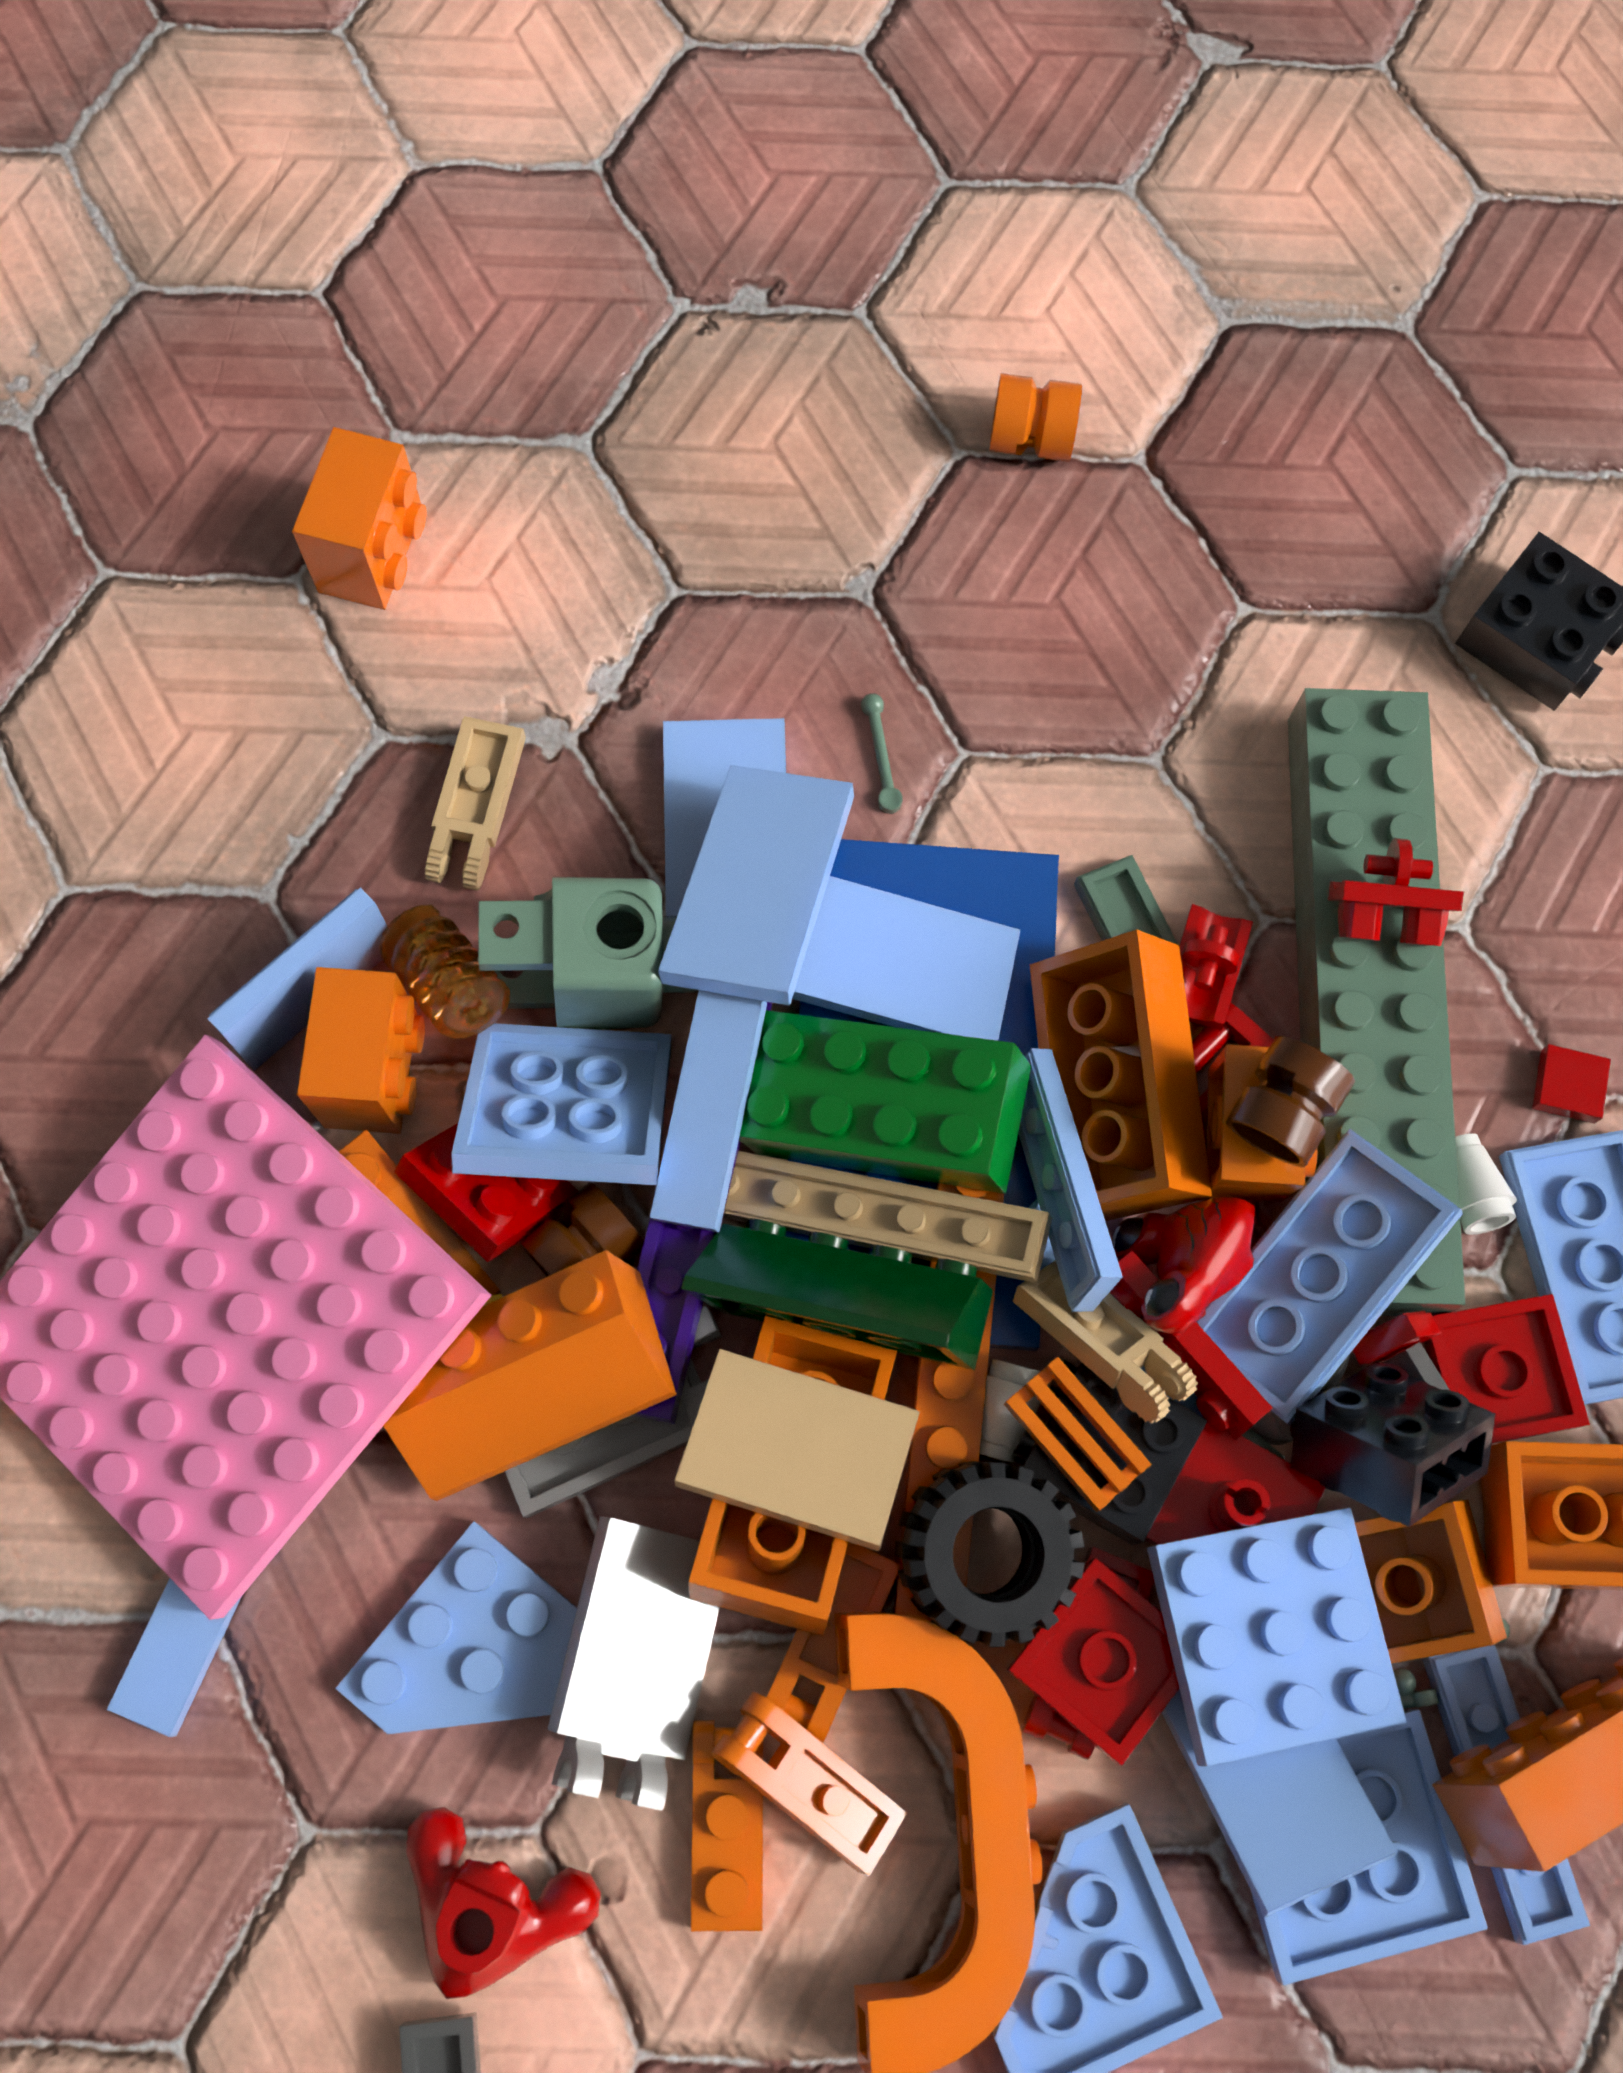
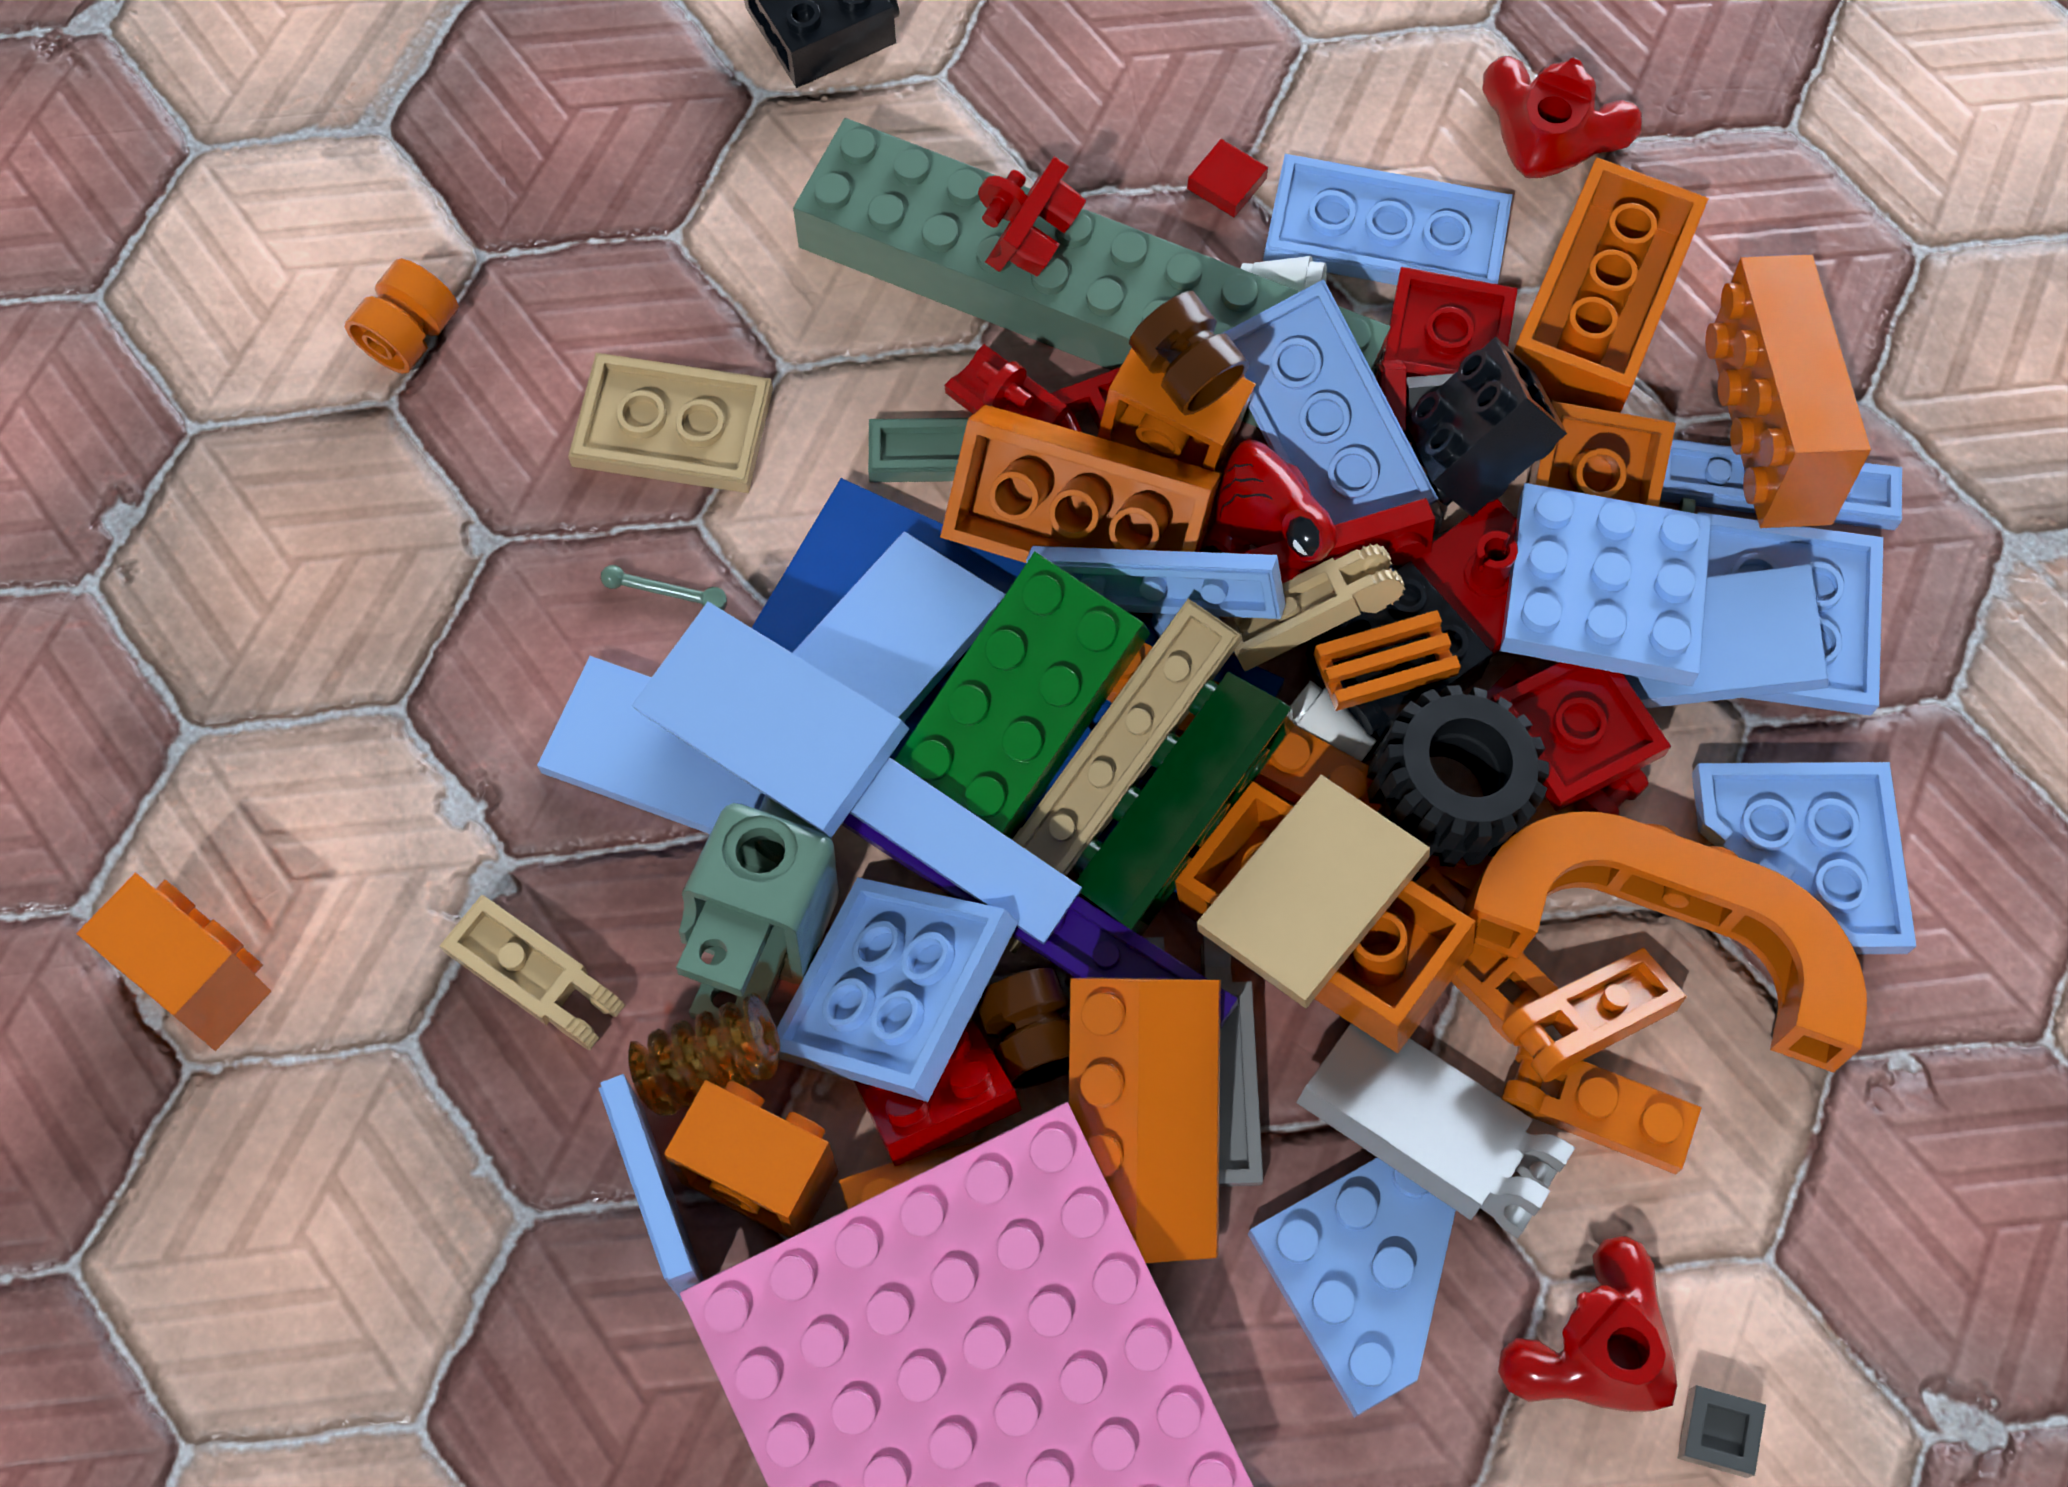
camera: 65 degrees left, 5 degrees down
(1048, 688) = (671, 422): none -> tan tile

